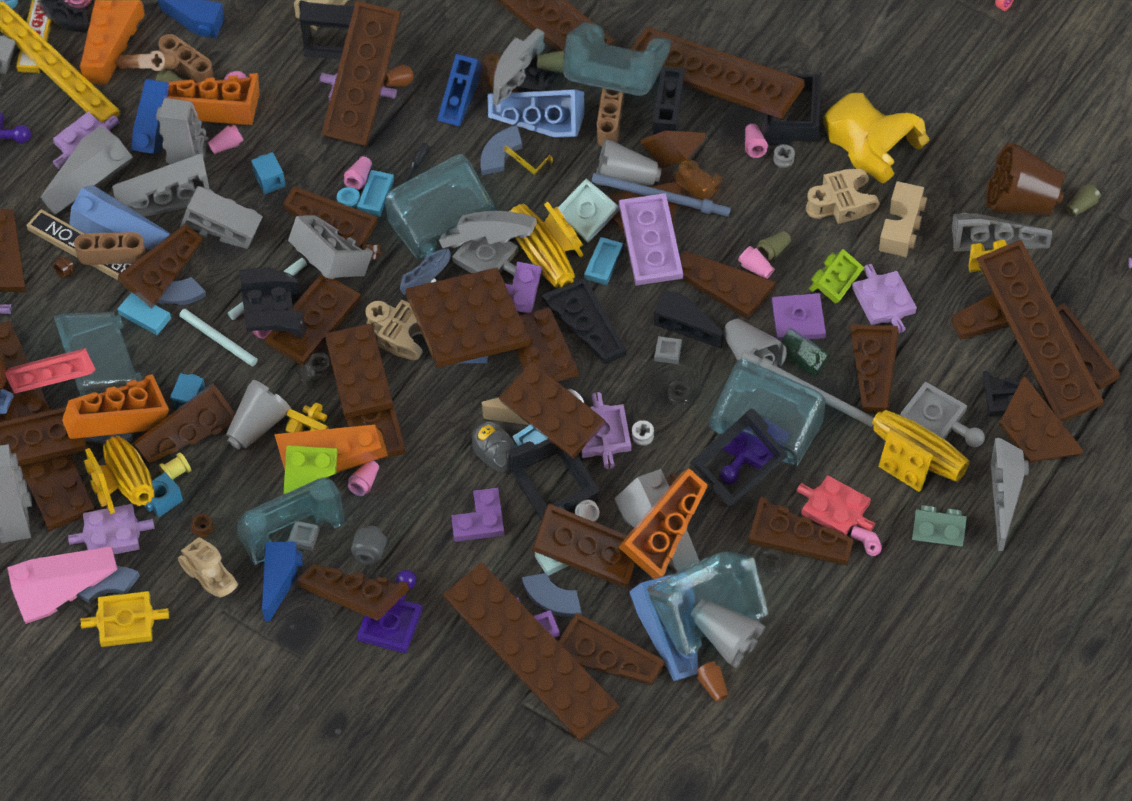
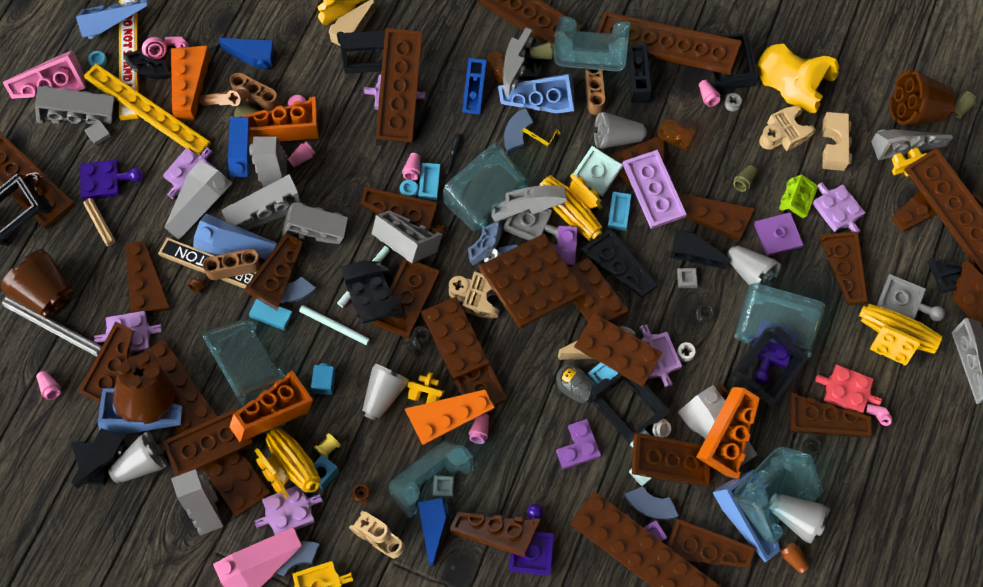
camera: 15 degrees left, 10 degrees up
(50, 370) = (210, 385): coral plate -> none
(196, 419) = (336, 401): reddish brown wing -> none
(268, 173) = (341, 178): dark azure brick -> none
(307, 465) = (439, 433): lime wing -> none
(369, 545) = (499, 488): dark grey head -> none
(398, 76) = (426, 80): dark orange cone -> none
(672, 146) = (653, 110): reddish brown slope -> none
(705, 206) = (685, 153): sand blue bar -> none
(756, 262) = (736, 194): bright pink cone -> none
(804, 352) = (792, 263): plate -> none
(830, 400) = (830, 304): light grey bar -> none
(939, 527) = (931, 392): sand green bracket -> none

